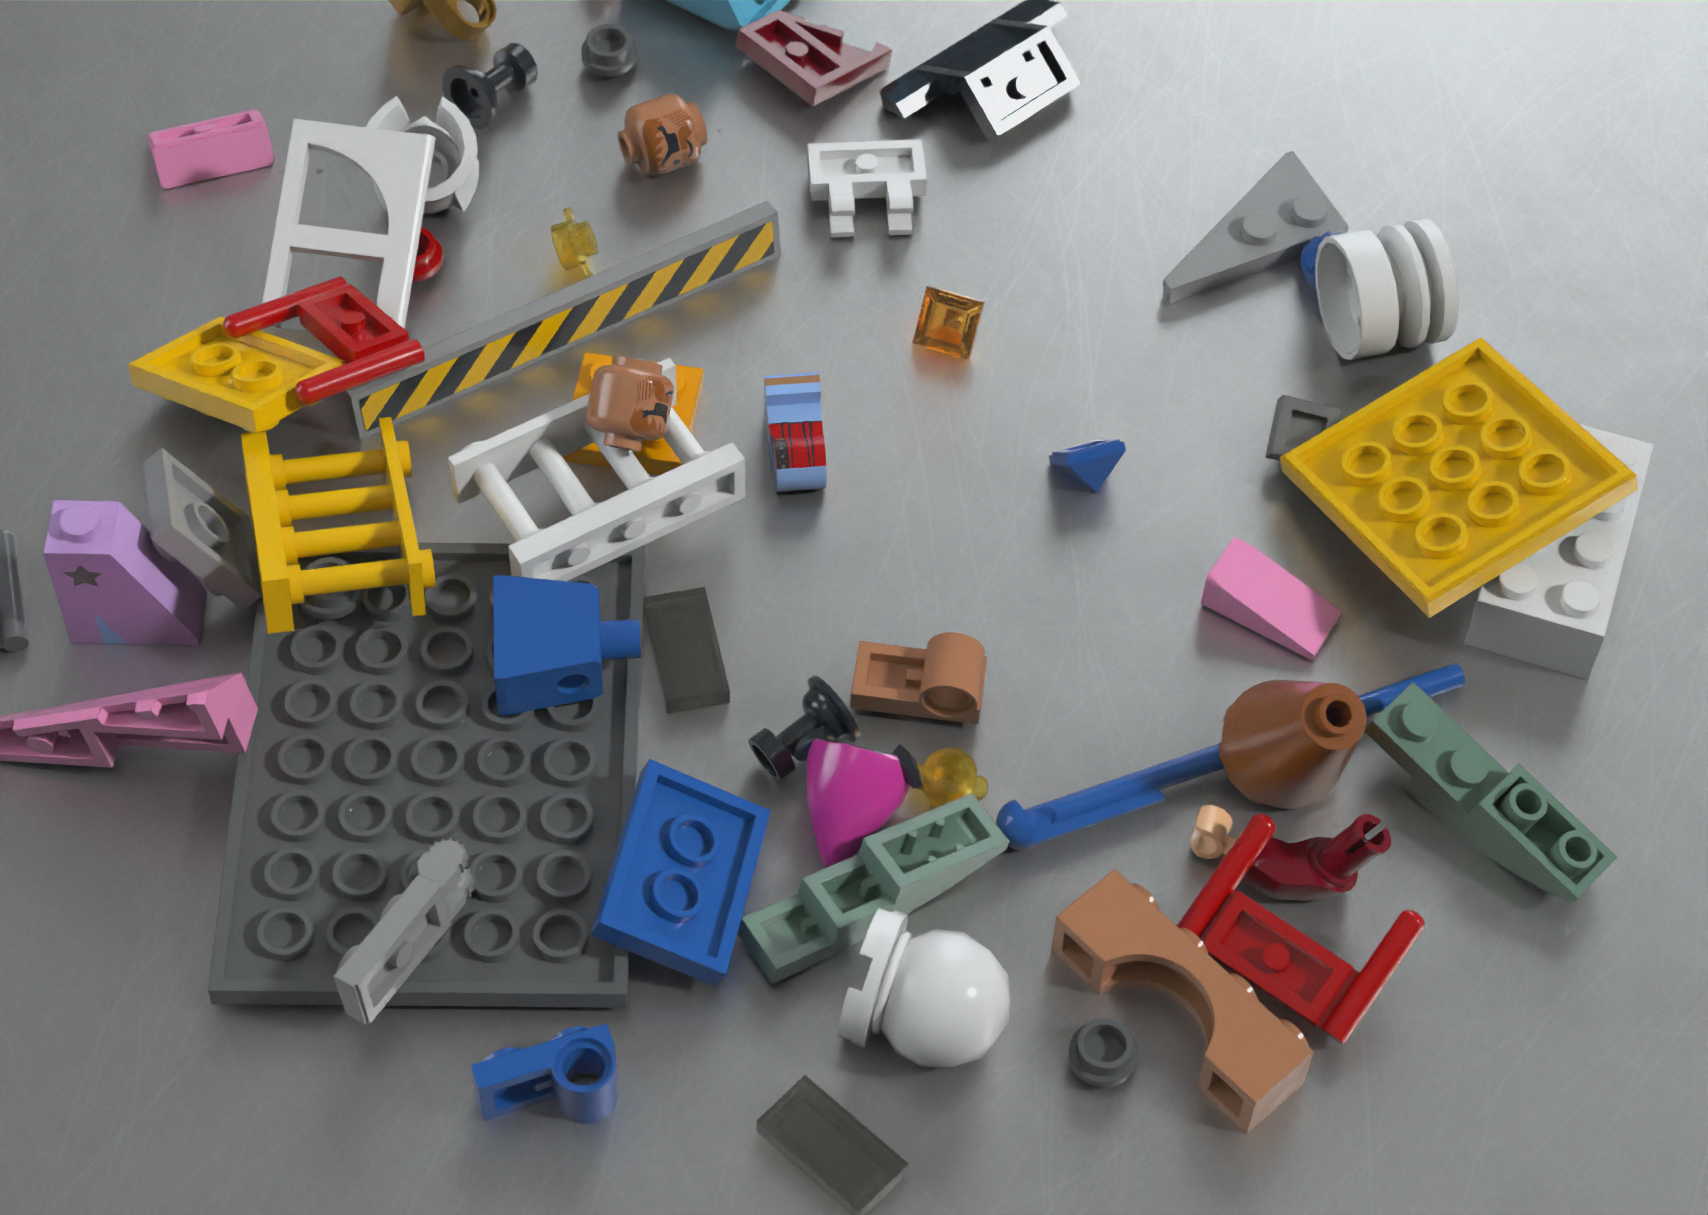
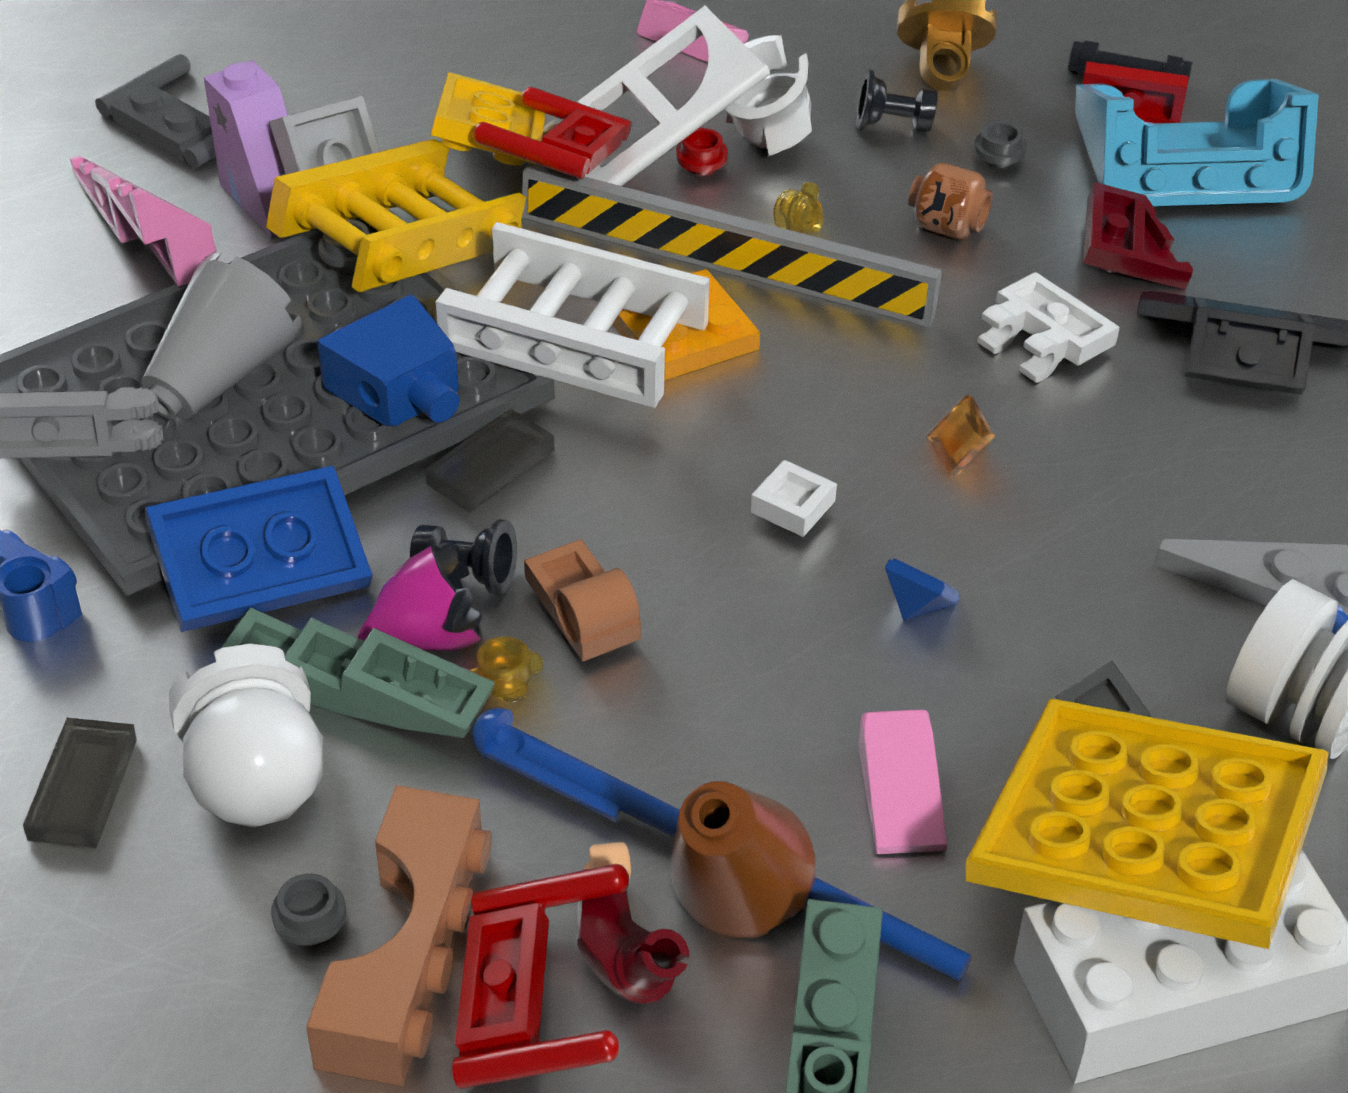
camera: 55 degrees right, 10 degrees down
(405, 751) = (218, 335): none -> light grey cone
(630, 402) = (631, 270): nougat head -> none
(795, 431) = (752, 408): leg -> none
(923, 473) = (793, 498): none -> white plate

